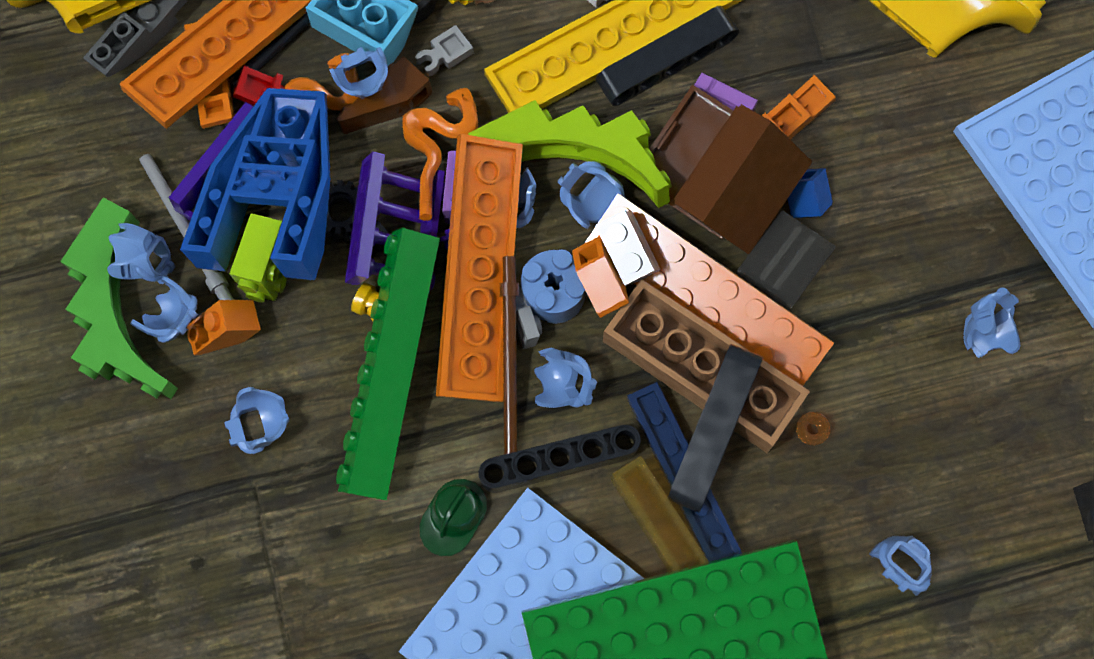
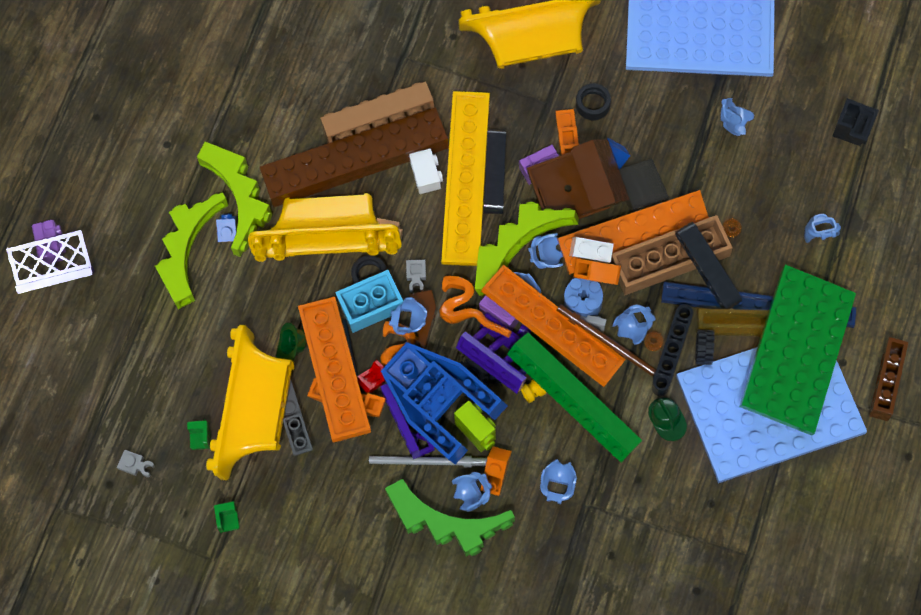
camera: 55 degrees left, 5 degrees down
(133, 252) = (431, 486): medium blue helmet -> none
(553, 434) = (651, 346): none -> clear orange plate
(590, 502) = (704, 347): none -> black tyre
(877, 97) = (593, 89): none -> black tyre

